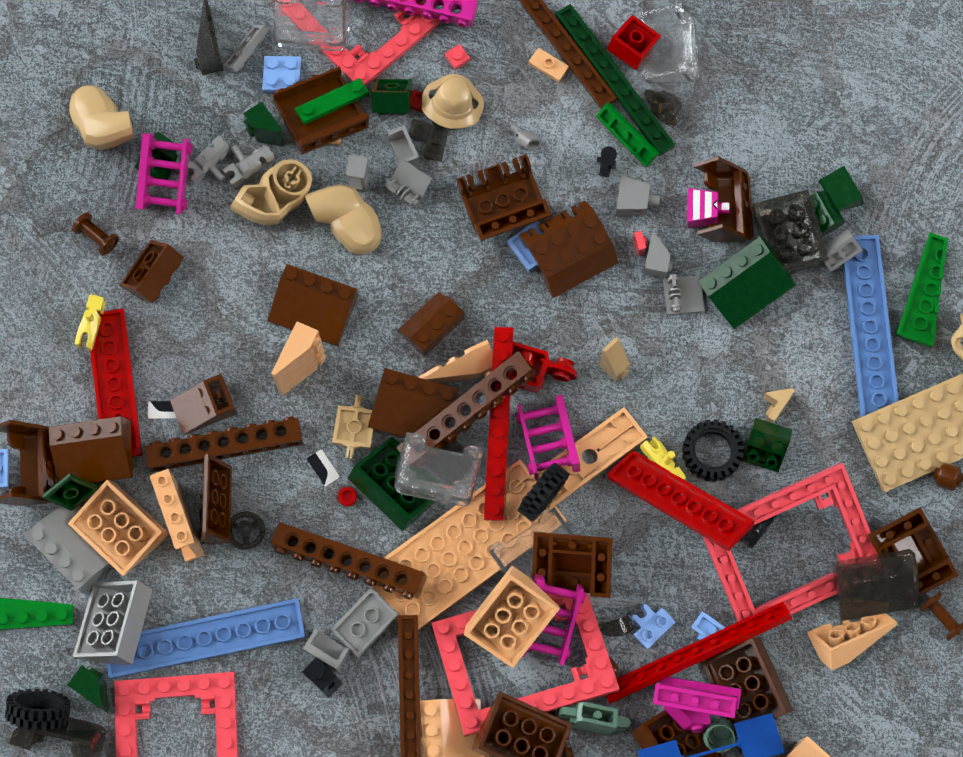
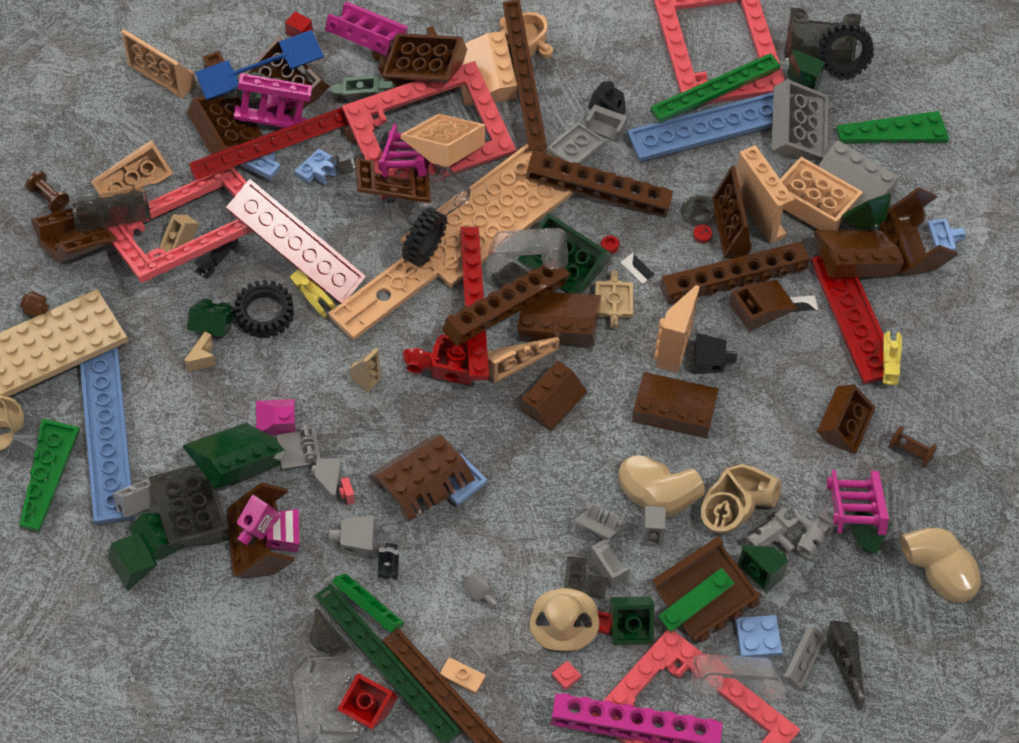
camera: 170 degrees right, 15 degrees down
(196, 679) = (714, 88): none -> green plate
(248, 499) = (702, 234): none -> red tile
(265, 350) = (711, 355): none -> black torso
(503, 199) = (493, 514): reddish brown slope -> none
(561, 426) = (406, 294): dark pink fence -> none
(704, 330) = (276, 416): none -> dark pink slope
(730, 196) = (256, 520): none -> dark pink torso
(800, 549) = (179, 231): none -> tan slope

